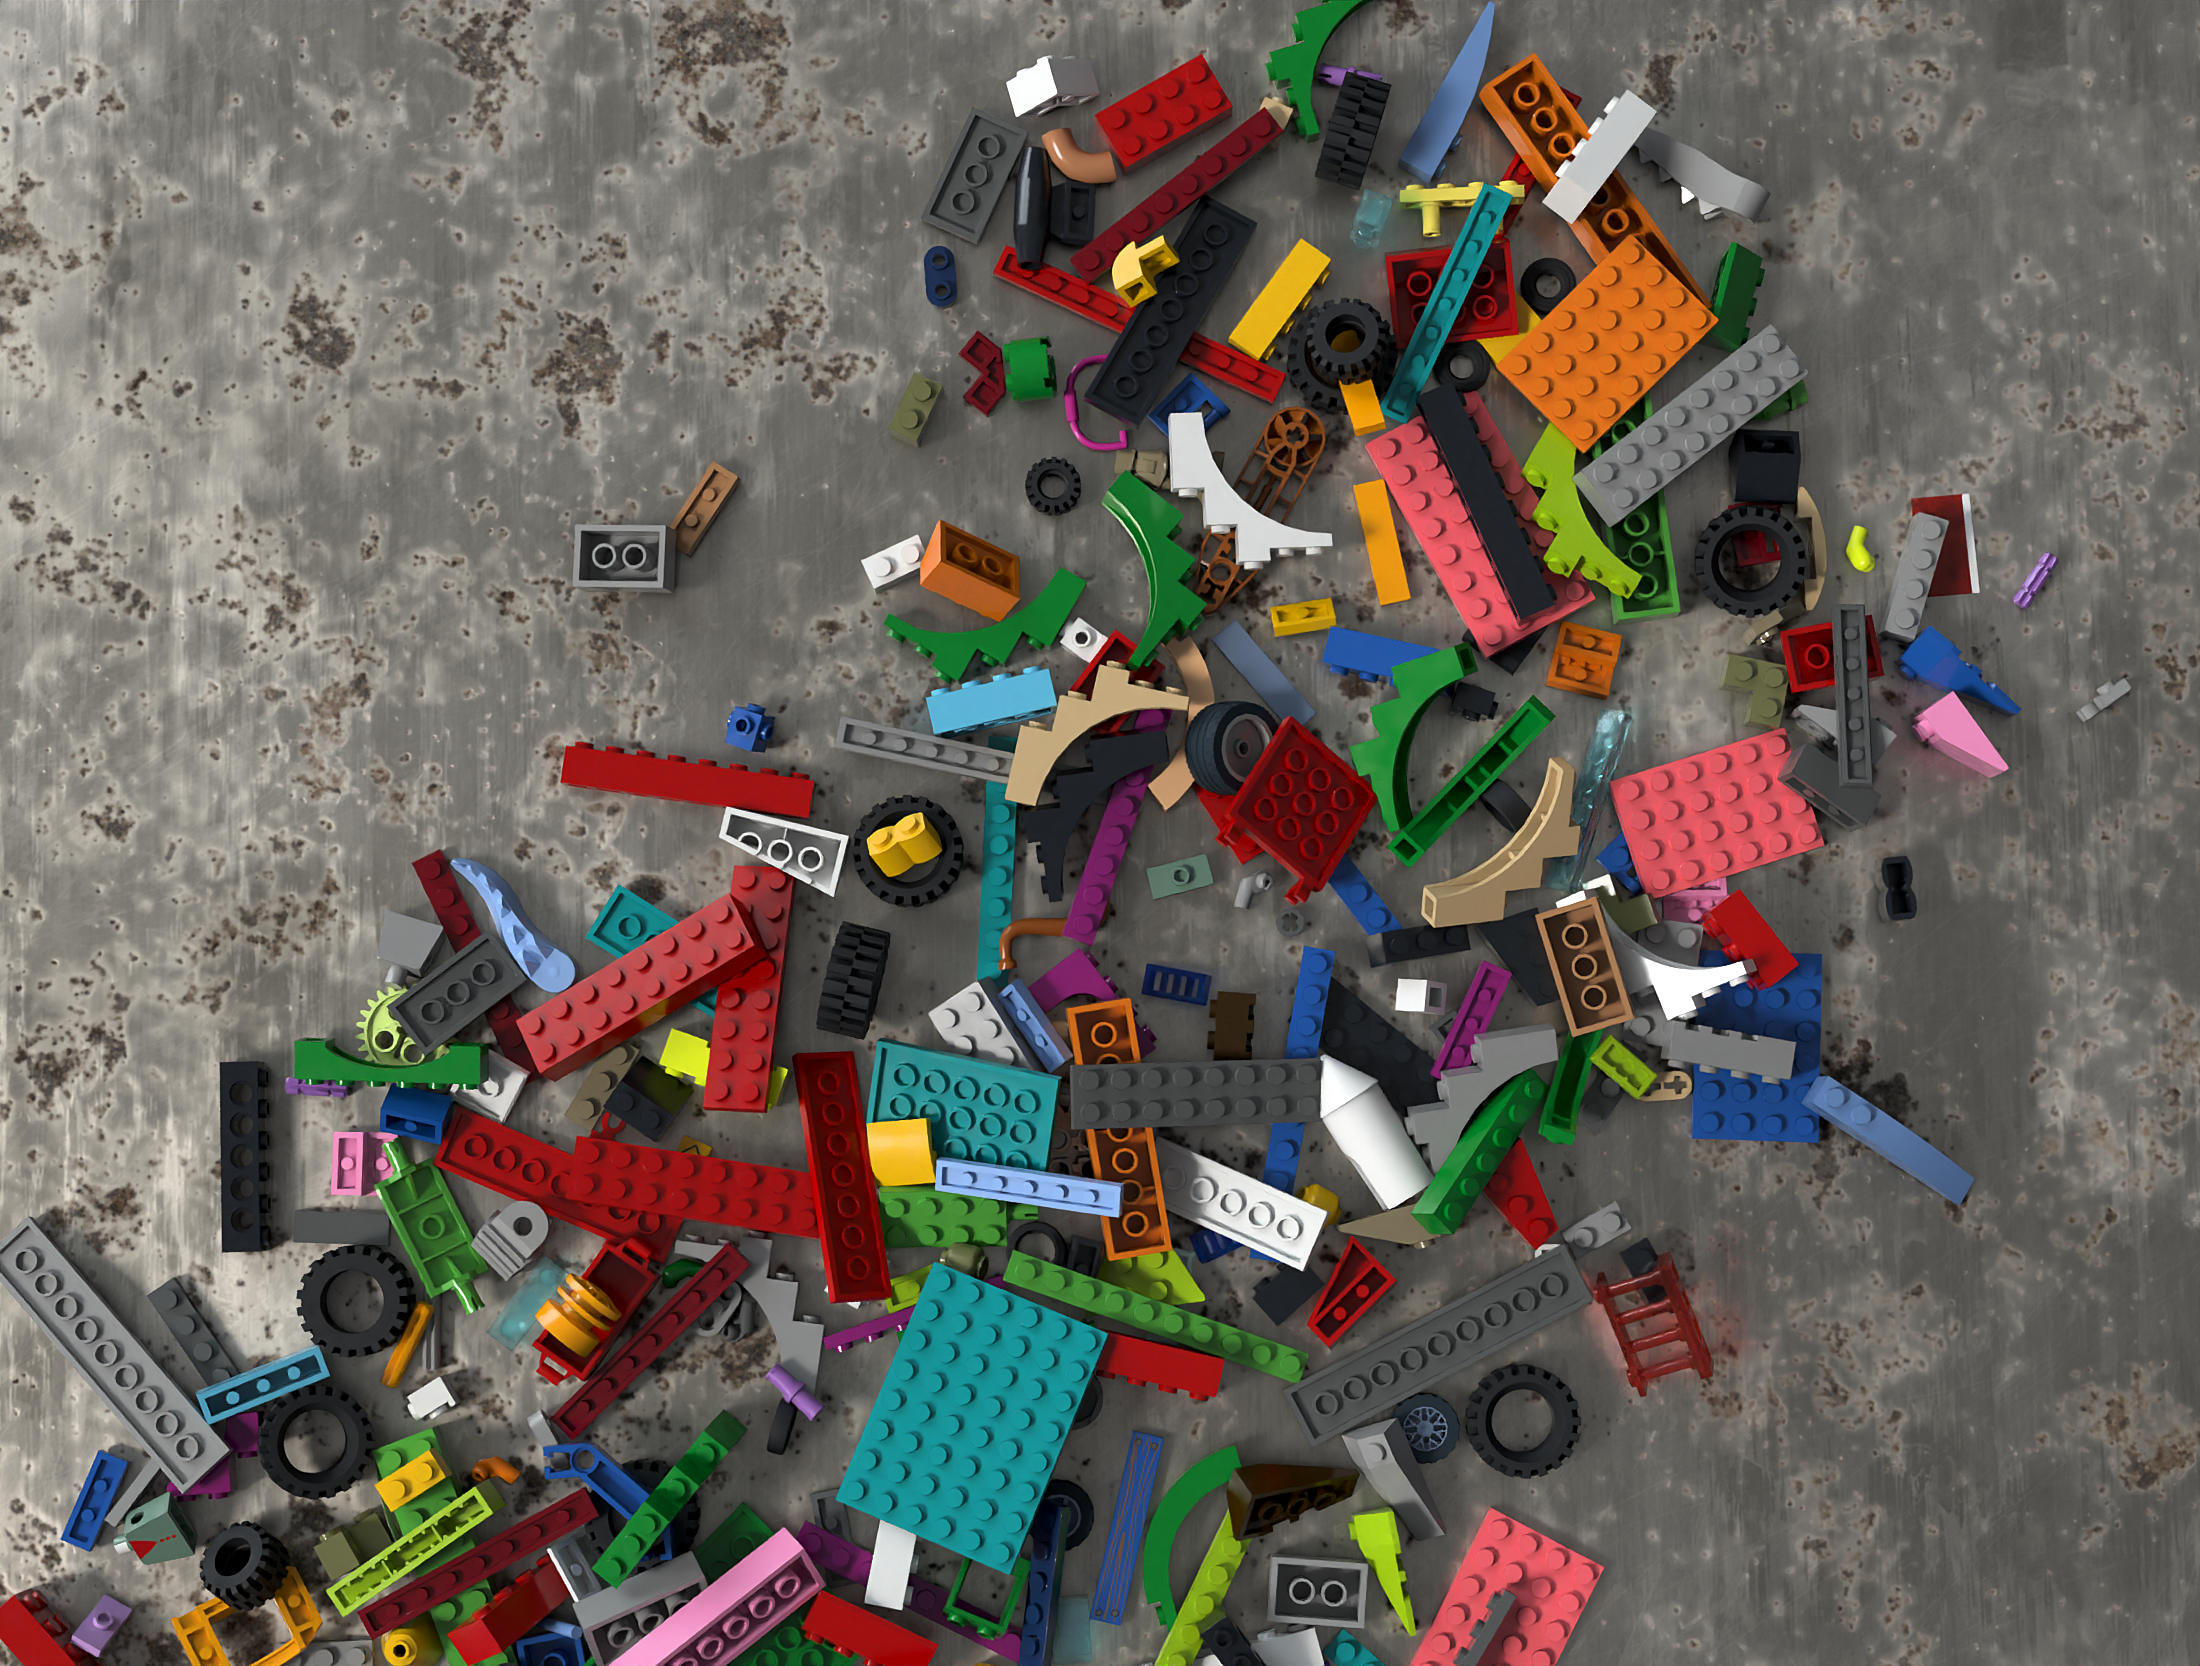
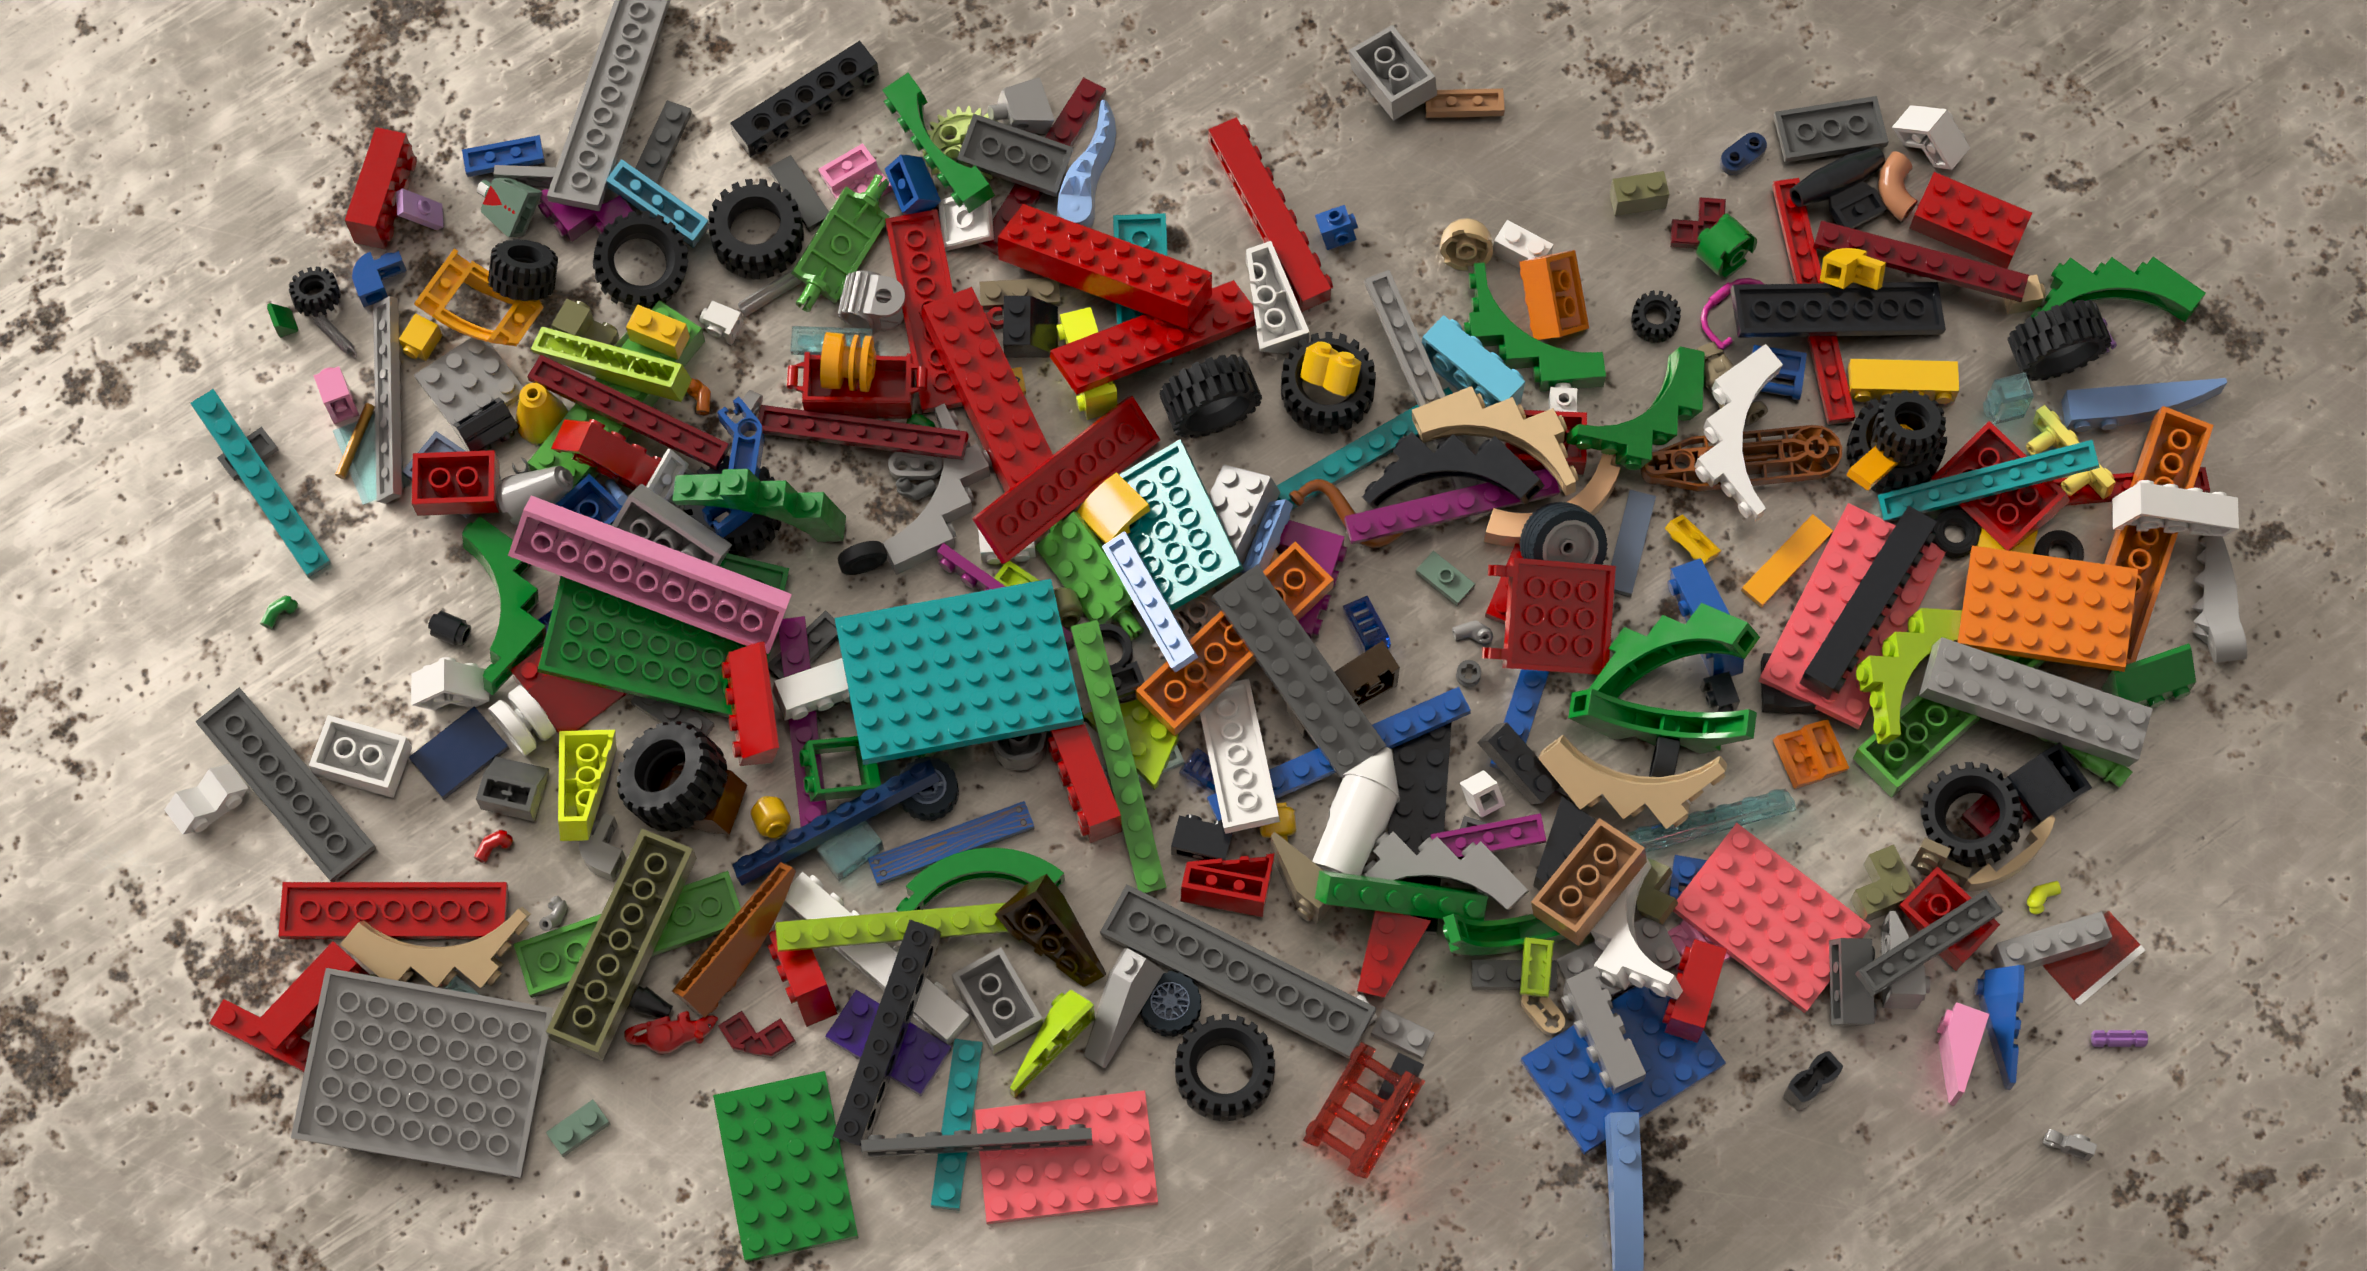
camera: 55 degrees right, 15 degrees down
(298, 1086) = (884, 115): medium lavender axle -> none
(407, 1344) = (748, 281): light orange axle -> none
(795, 1391) = (892, 545): medium lavender pin -> none
(853, 614) = (1466, 243): none -> tan cylinder

